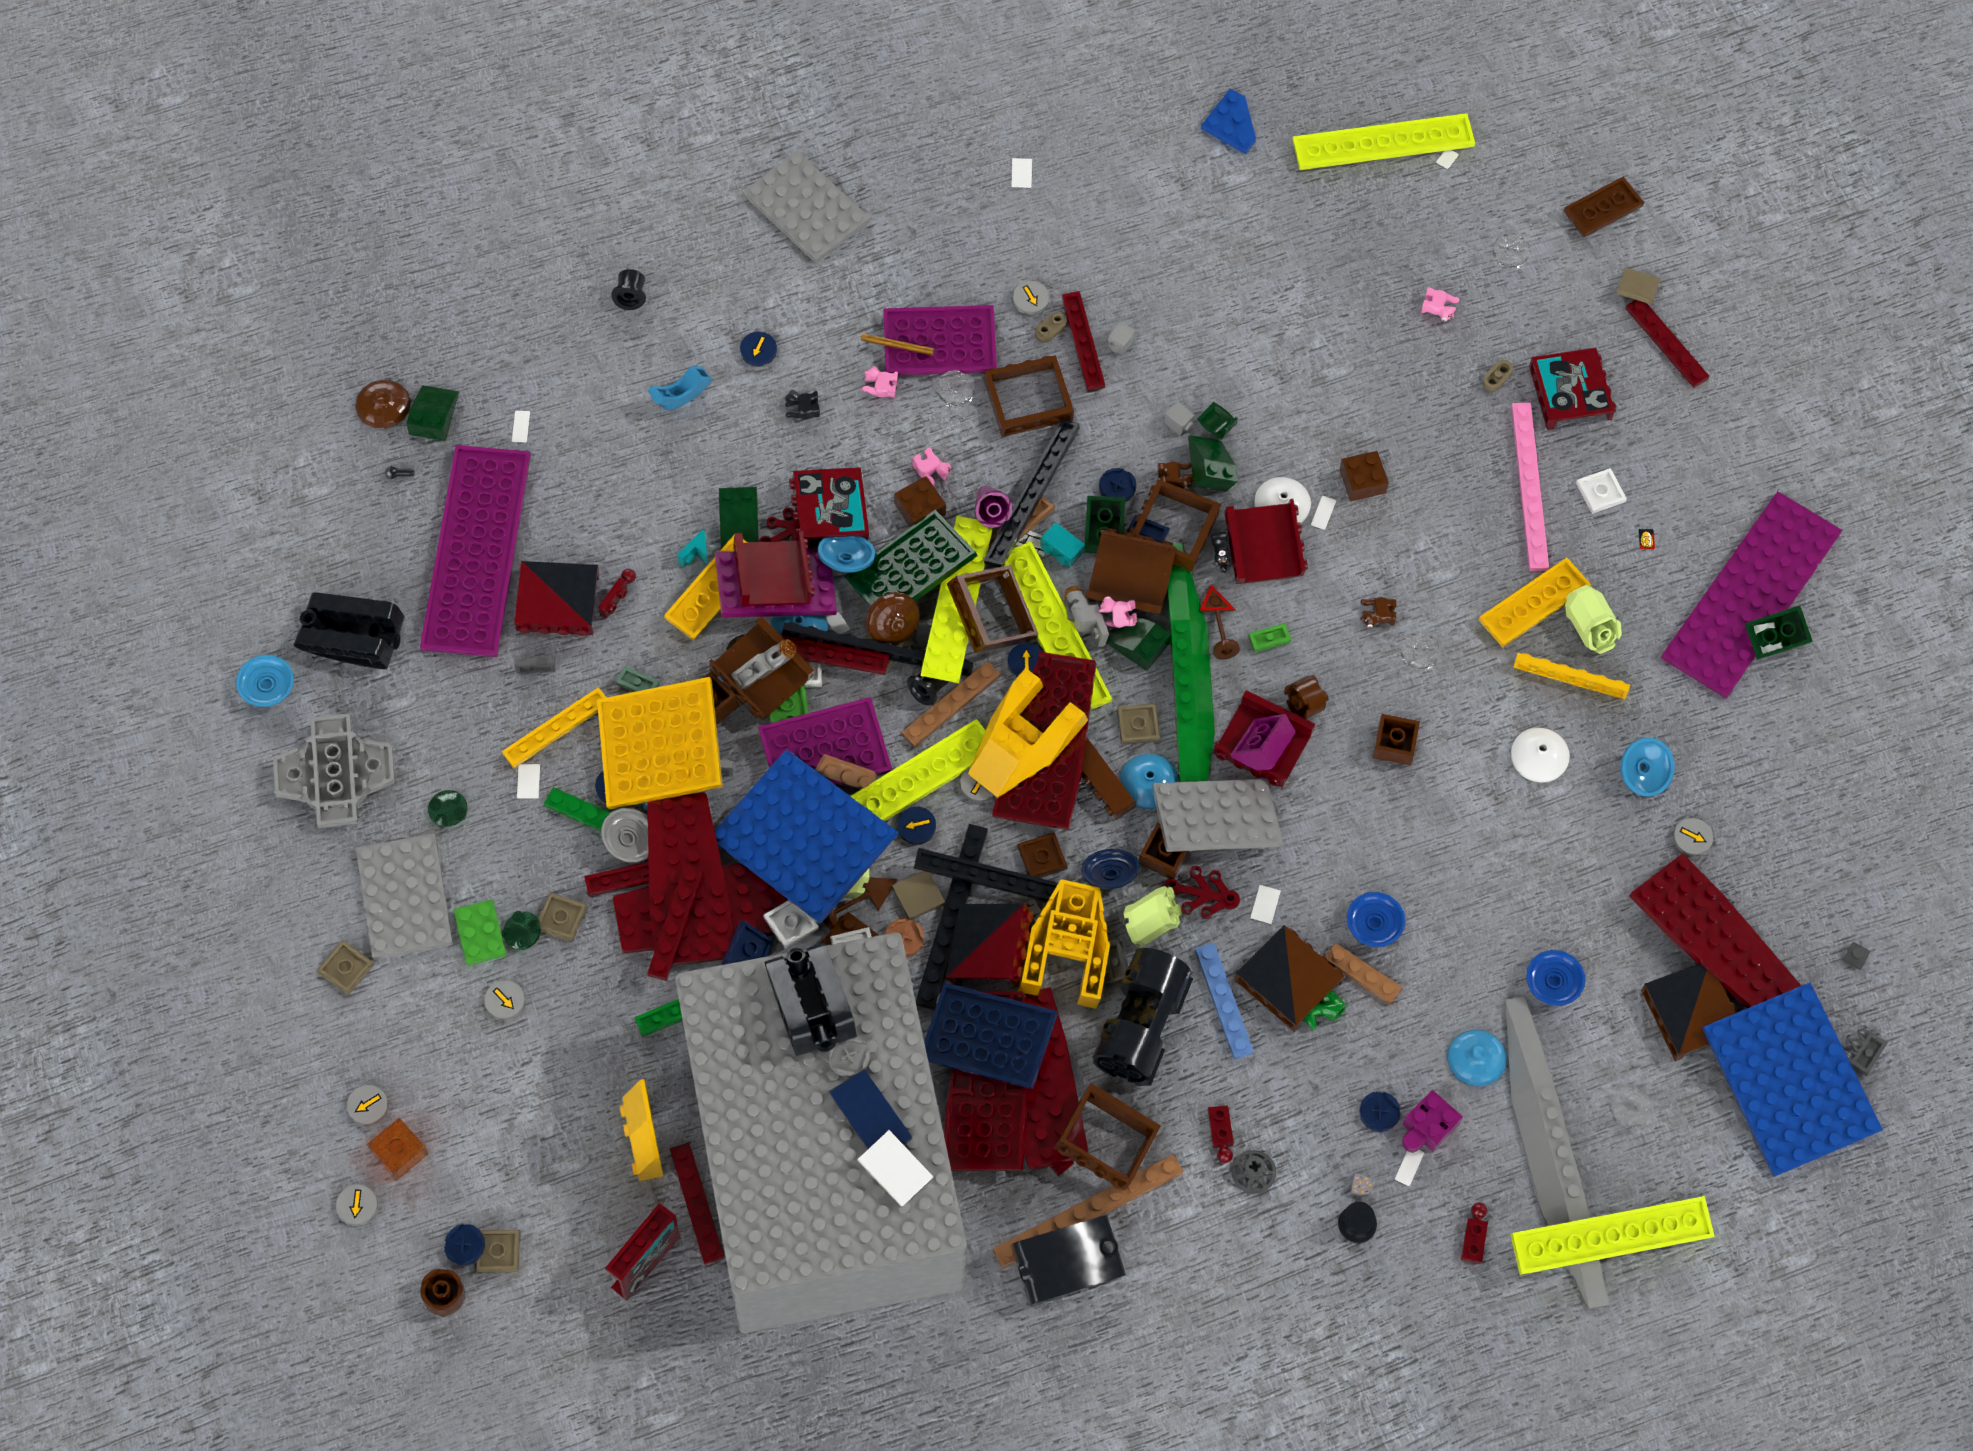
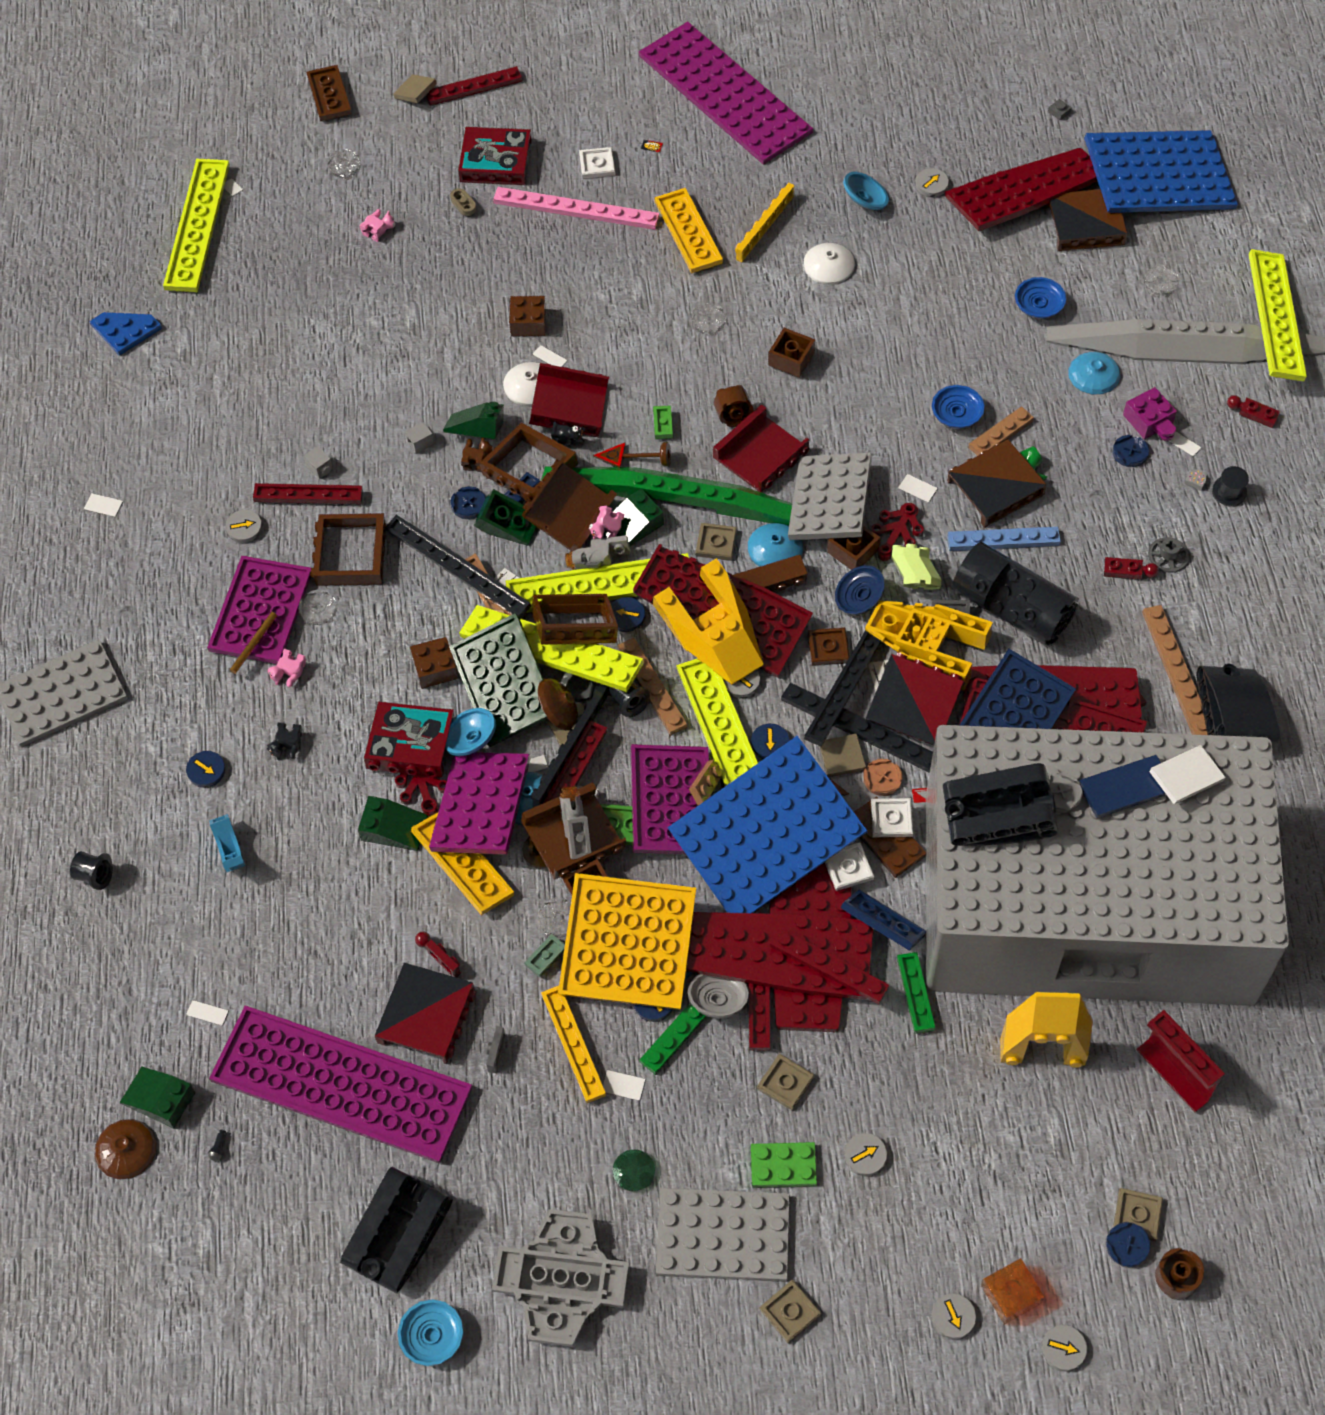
camera: 70 degrees left, 5 degrees down
(521, 930) = (793, 1121): clear green dish -> none
(696, 546) = (414, 869): teal slope -> none
(696, 1203) = (1133, 1014): dark red plate -> none
(773, 572) = (472, 795): dark red panel -> none
(930, 465) = (392, 648): bright pink animal -> none
(992, 507) = (461, 598): magenta cone -> none
(1051, 326) = (280, 516): dark tan plate -> none
(1062, 545) = (517, 557): teal brick -> none
(1124, 1114) = (1122, 619): reddish brown window -> none
(1217, 420) = (434, 407): dark green piece -> none
(1264, 742) = (769, 444): magenta slope -> none
(1380, 611) = (663, 336): reddish brown animal -> none
(1593, 619) = (719, 192): yellowish green brick -> none
(1778, 632) = (770, 76): dark green slope -> none
(1867, 1051) = (1144, 121): dark grey plate -> none

